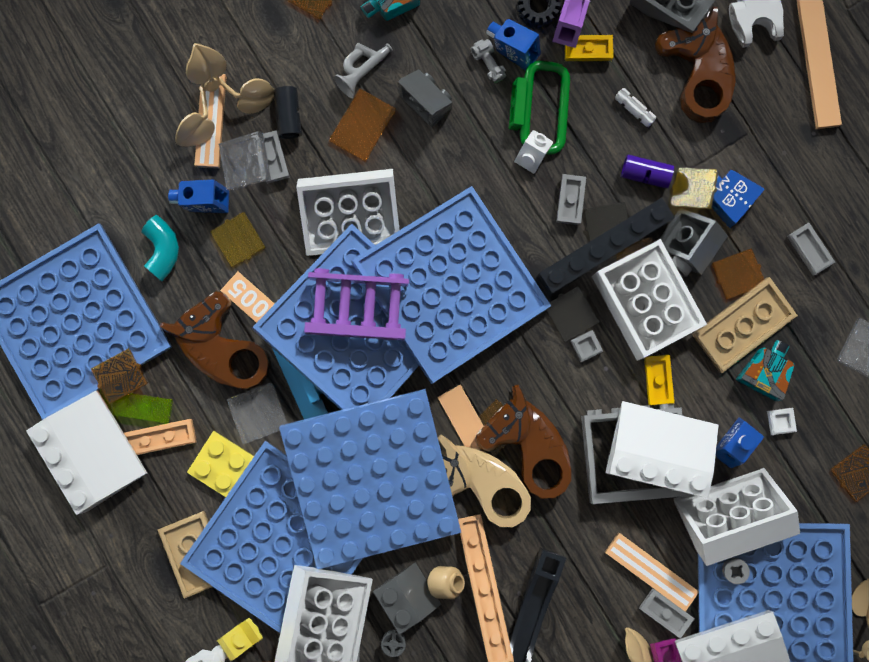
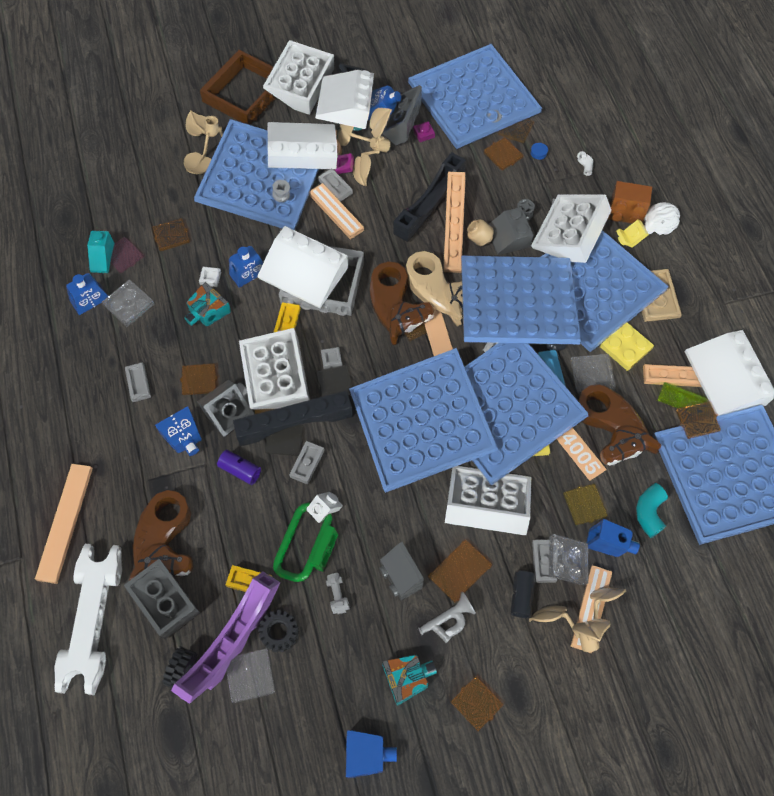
camera: 160 degrees left, 20 degrees down
(343, 326) = (508, 390): medium lavender fence -> none
(515, 42) = (306, 590): blue torso -> none
(635, 107) = (228, 522): white axle -> none
(694, 188) = (207, 443): clear yellow piece -> none
(738, 517) = (261, 217): white slope -> none
(744, 324) = (208, 342): tan tile -> none

